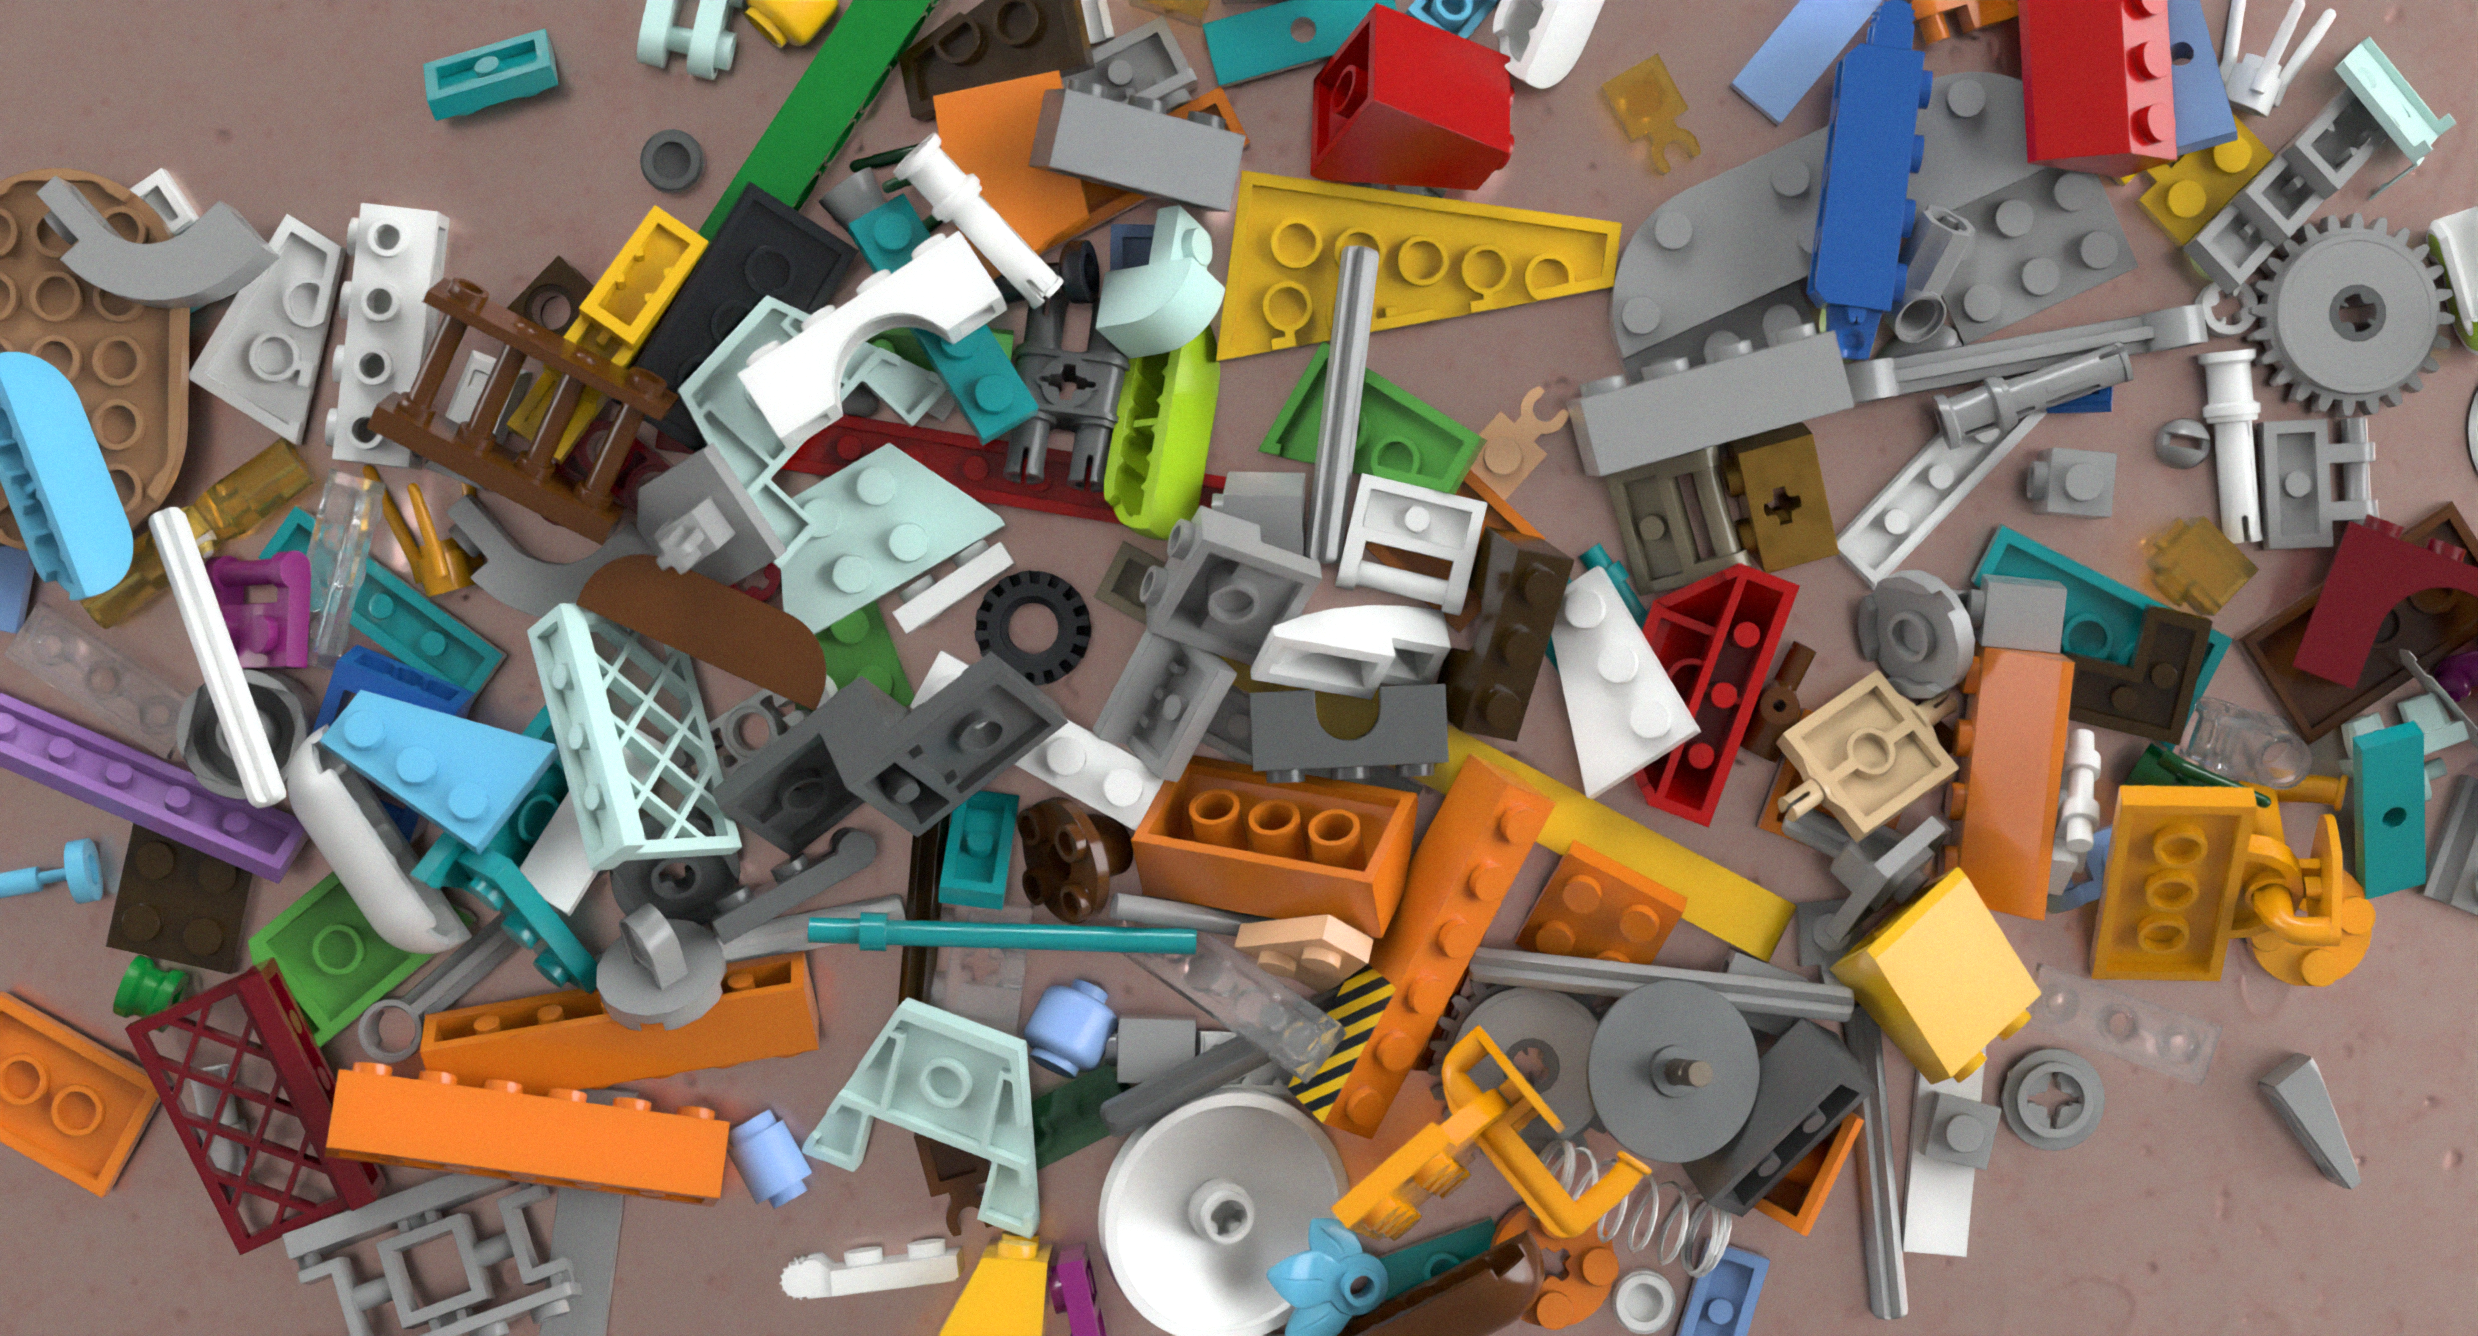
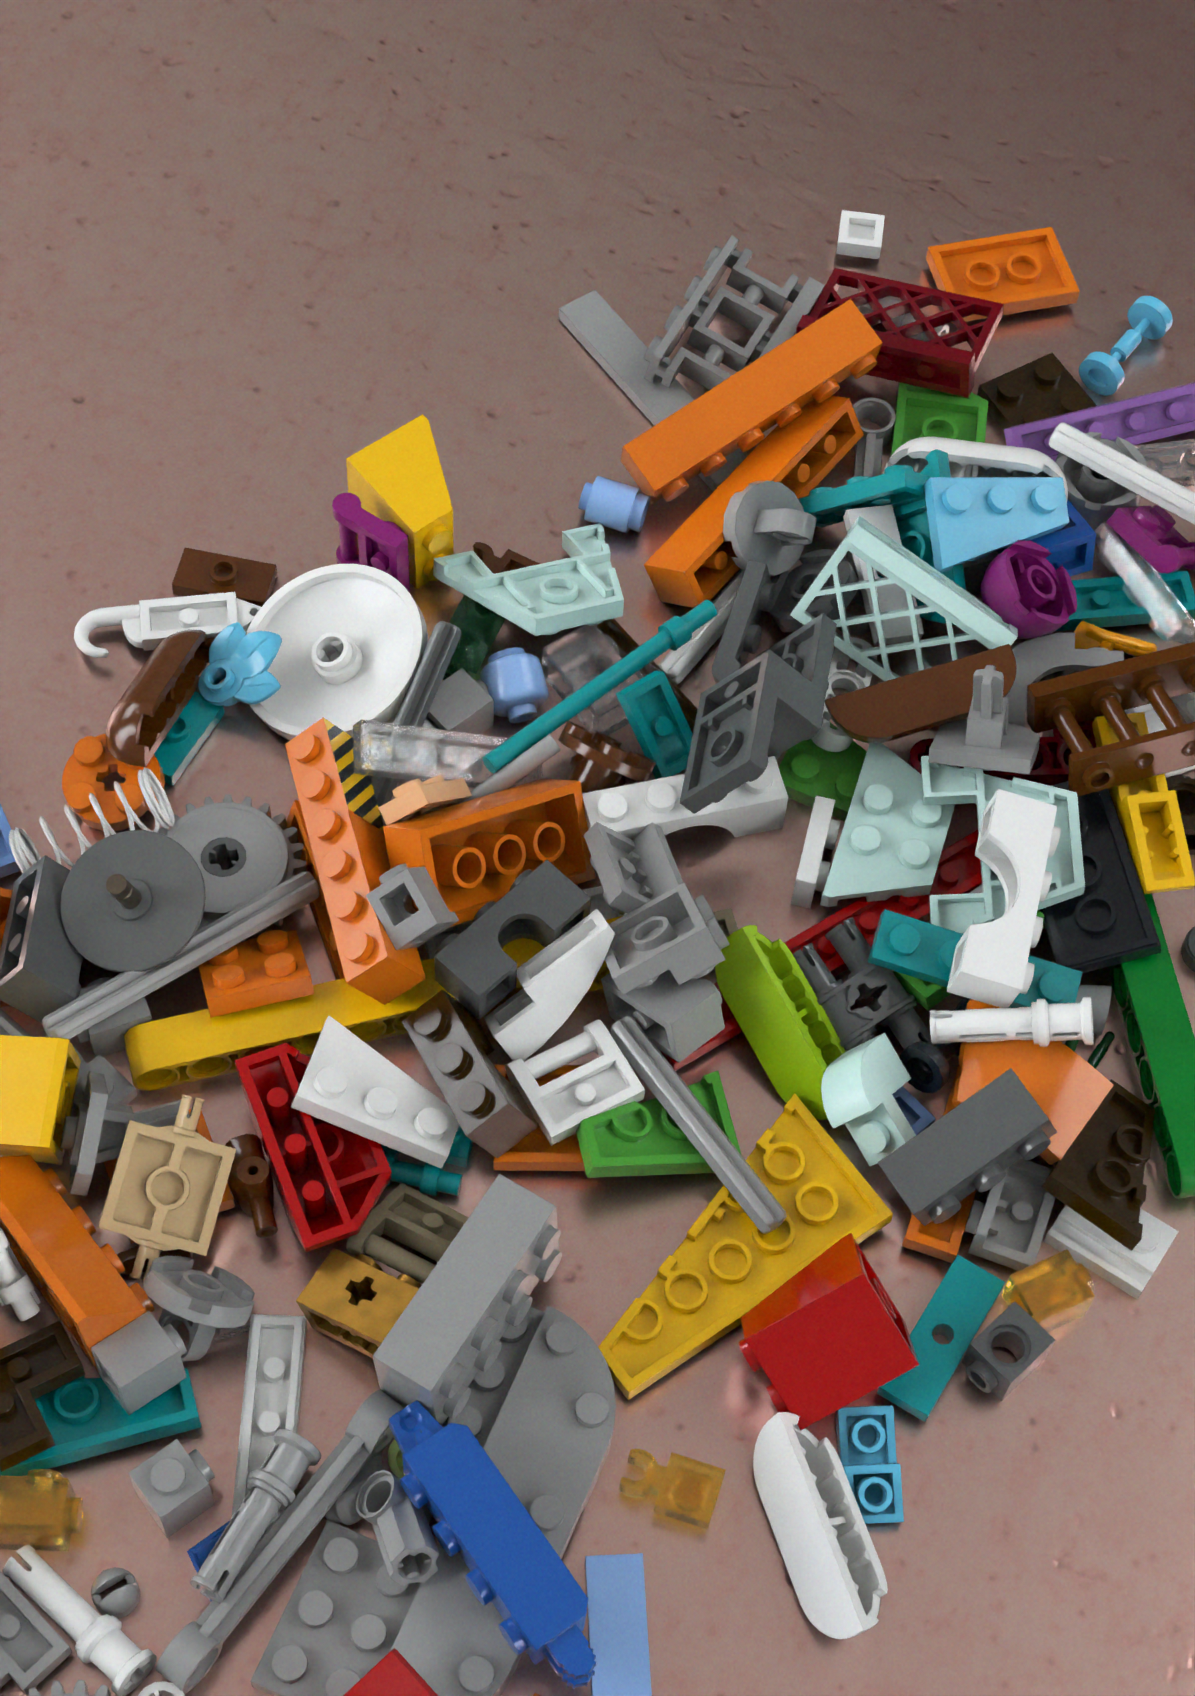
camera: 135 degrees right, 30 degrees down
(148, 989) = (1009, 347): green wheel -> none
(153, 1285) = (860, 234): none -> white plate
(476, 655) = (1029, 590): none -> magenta cylinder
(870, 1271) = (501, 495): white hinge -> none
(1061, 599) = (749, 844): black tyre -> none
(1437, 822) = (395, 911): none -> light grey brick
(1438, 1156) = (218, 795): light orange plate -> none
(1511, 448) = (574, 1198): light nougat plate -> none
(1643, 1300) = (35, 801): white tile -> none

